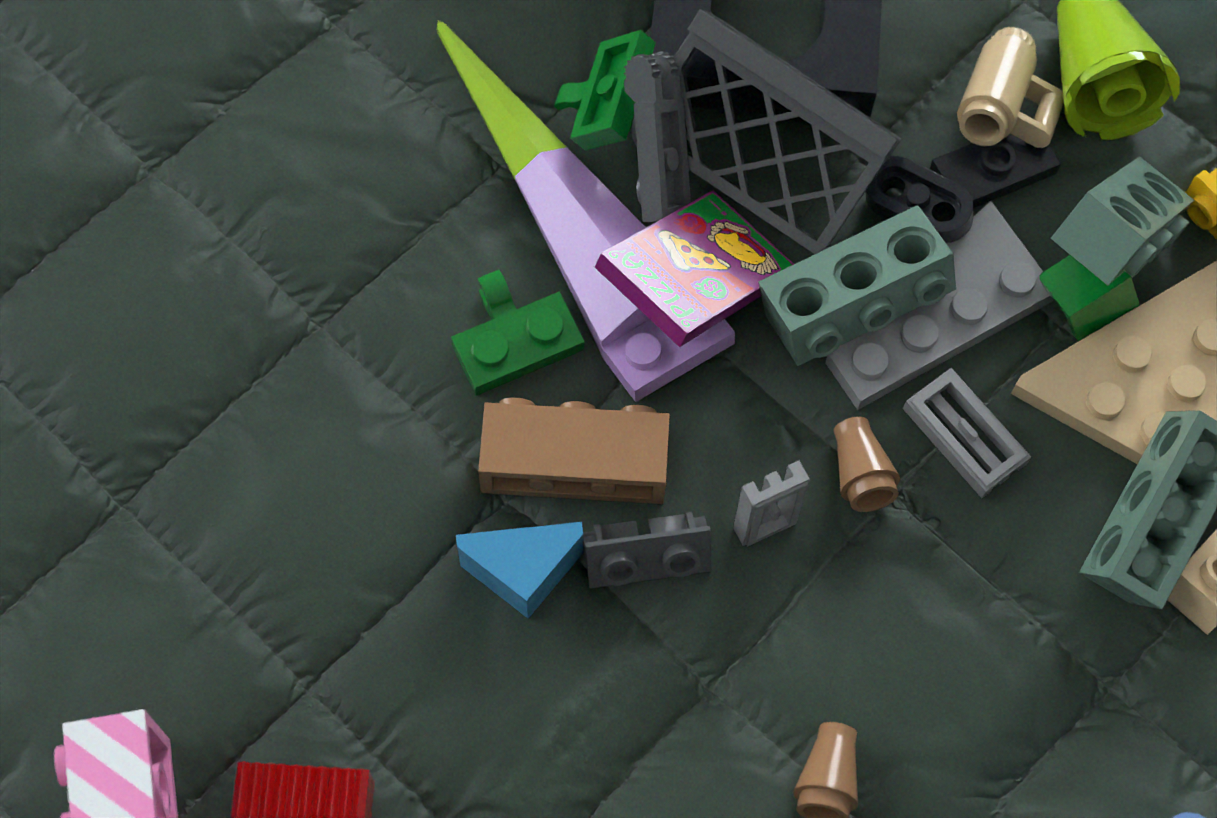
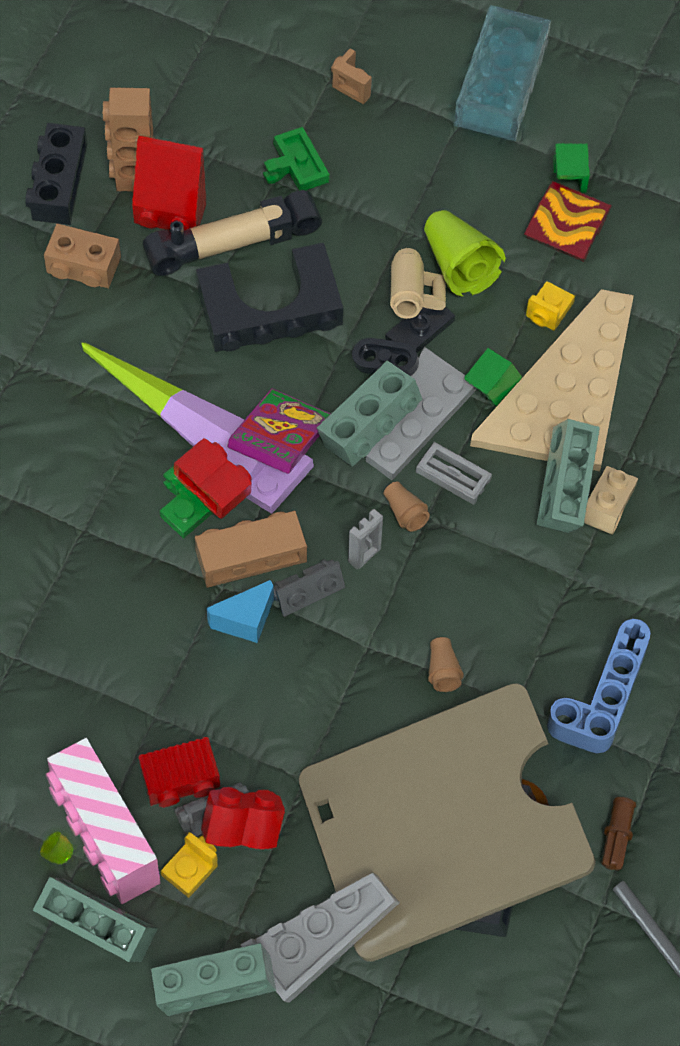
camera: 20 degrees left, 5 degrees down
(553, 310) = (213, 478): none -> red brick
(602, 104) = (199, 355): green plate -> none
(658, 134) = (234, 366): dark grey hinge -> none
(805, 100) = (299, 320): dark grey fence -> none
(1124, 221) = (499, 334): sand green brick -> none

